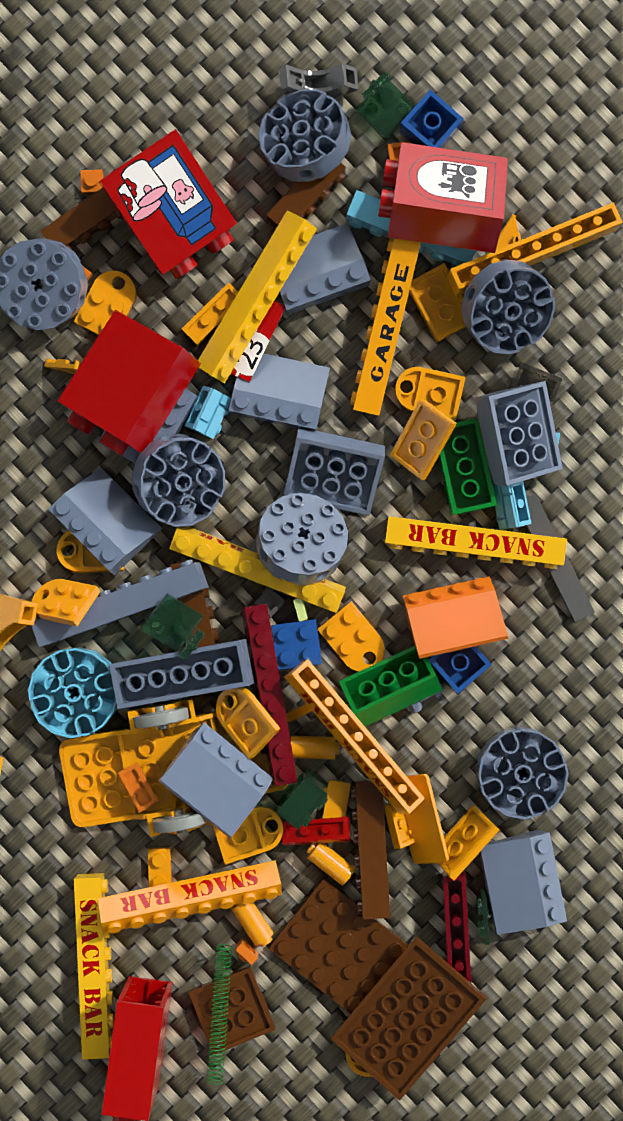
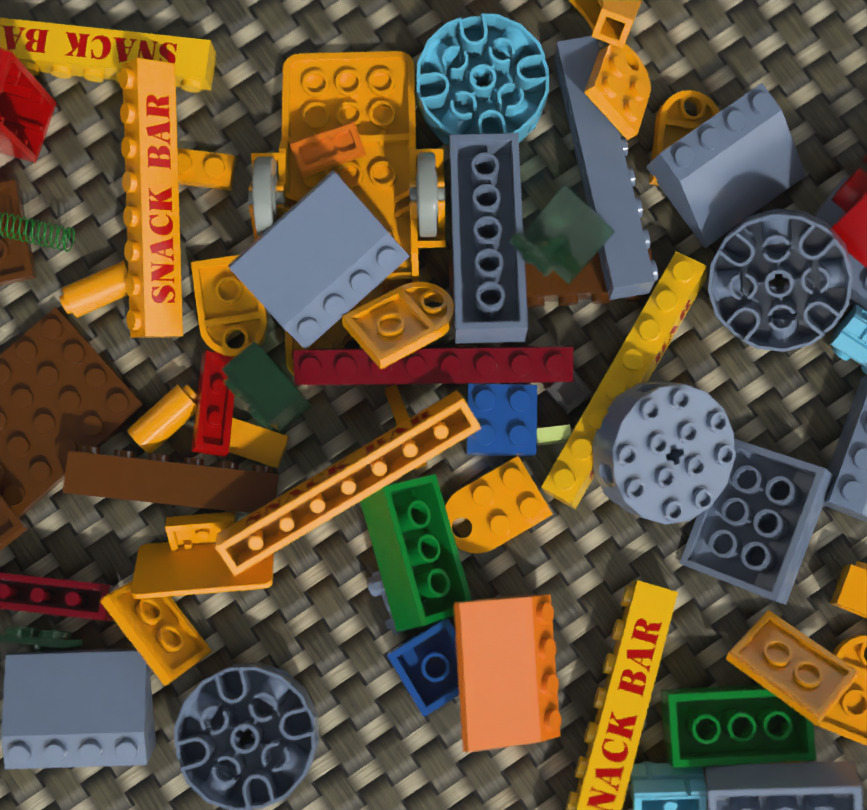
camera: 105 degrees right, 5 degrees down
(246, 952) = (56, 273): orange plate -> none
(314, 747) = (340, 421): light orange brick -> none

